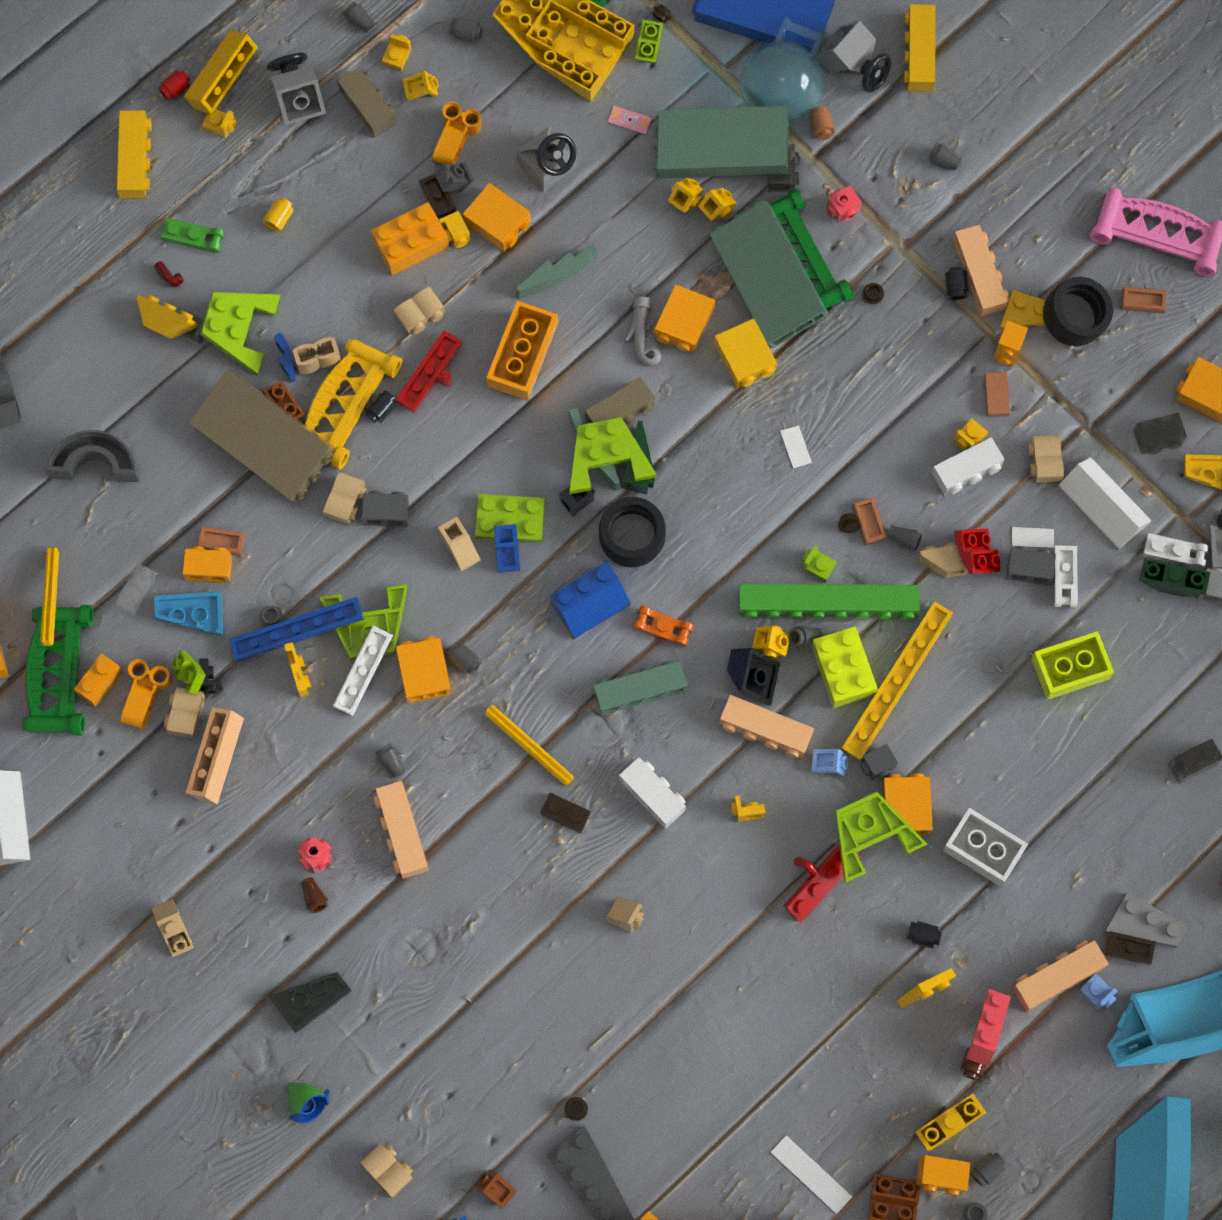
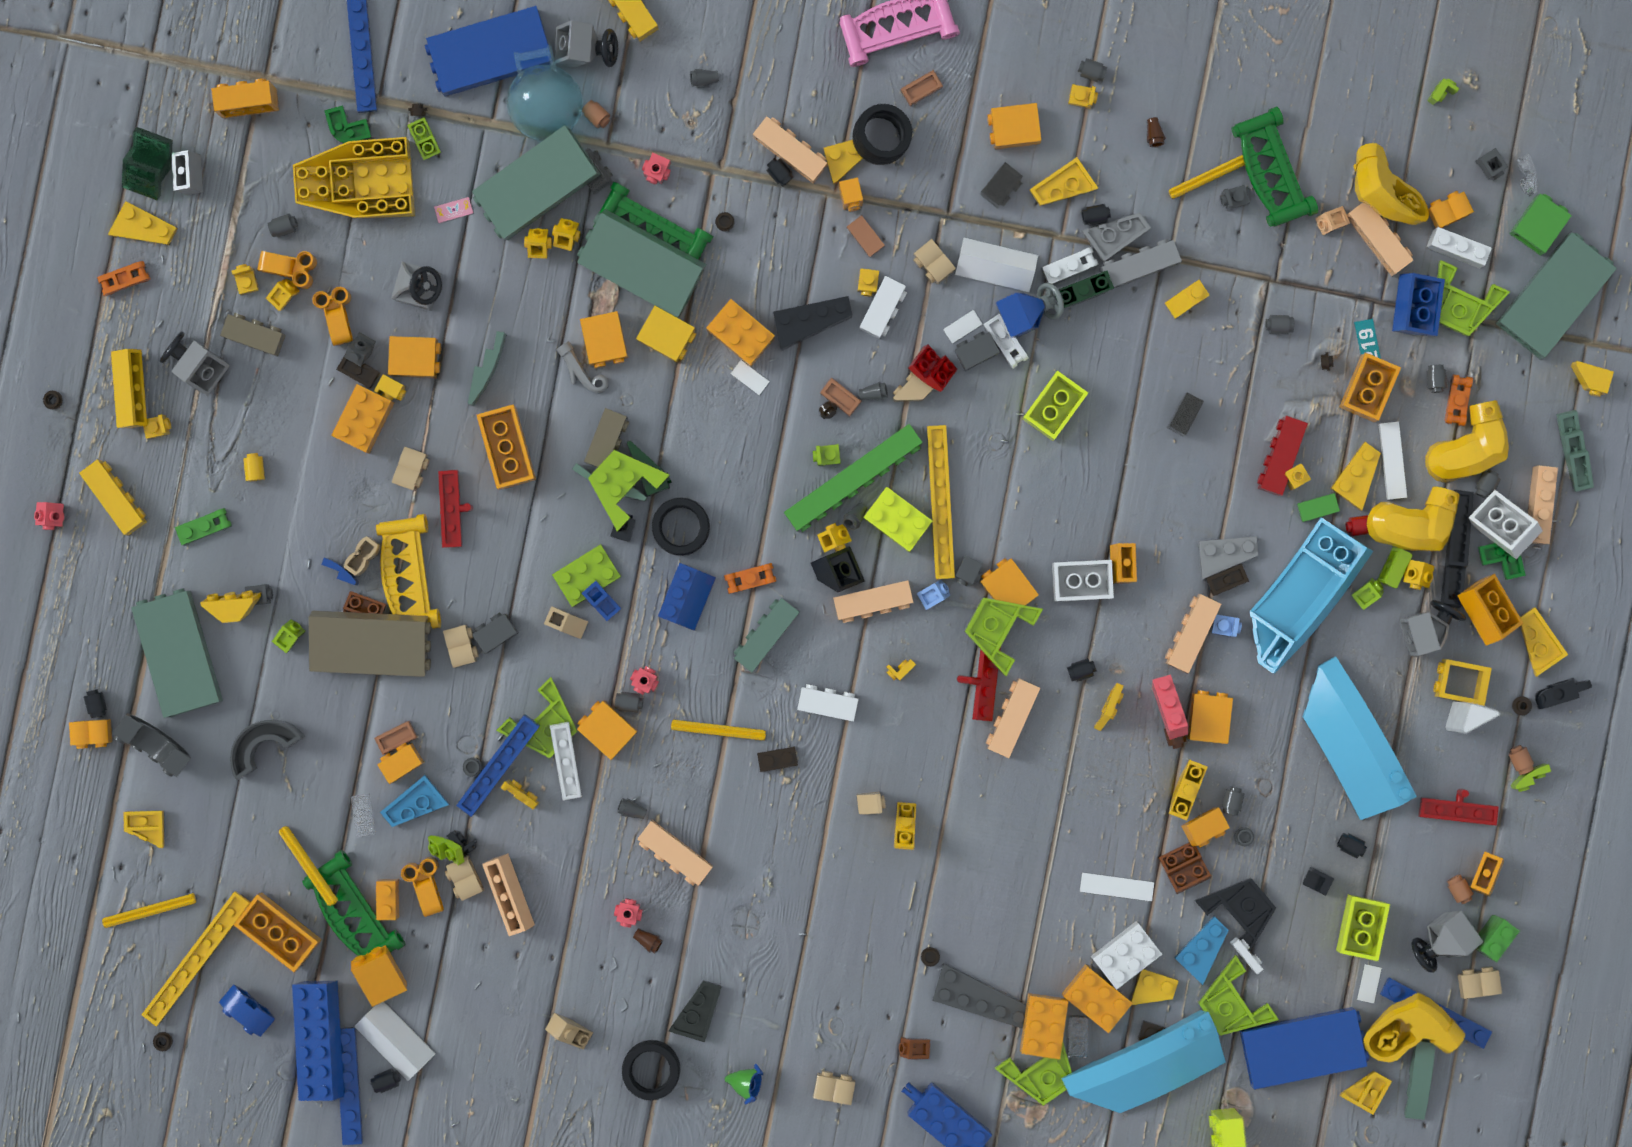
camera: 35 degrees left, 15 degrees up
(35, 742) = (378, 975): none -> light orange brick
(64, 129) = (49, 515): none -> coral brick
(81, 327) = (176, 653): none -> sand green brick
(145, 33) = (47, 400): none -> dark brown plate
(165, 274) = (207, 571): dark red arm -> none
(174, 85) = (102, 422): red brick -> none
(194, 380) = (288, 635): none -> lime bracket
(207, 997) = (651, 1046): none -> black tyre
(229, 320) = (280, 574): lime wing -> none
(357, 15) = (196, 271): dark grey cone -> none
(380, 407) = (435, 560): black brick -> none
(444, 67) = (288, 266): none -> light orange piece
(493, 655) = (651, 677): none -> coral brick
(643, 961) = (905, 826): none -> yellow slope
(816, 398) = (740, 332): none -> light orange brick
(824, 932) = (1013, 717): none -> light nougat brick
(891, 430) = (809, 320): none -> black wedge
(1021, 1070) = (1210, 717): none -> light orange brick
(1037, 858) = (1123, 562): none -> light orange brick
(1102, 558) = (1024, 312): none -> blue piece

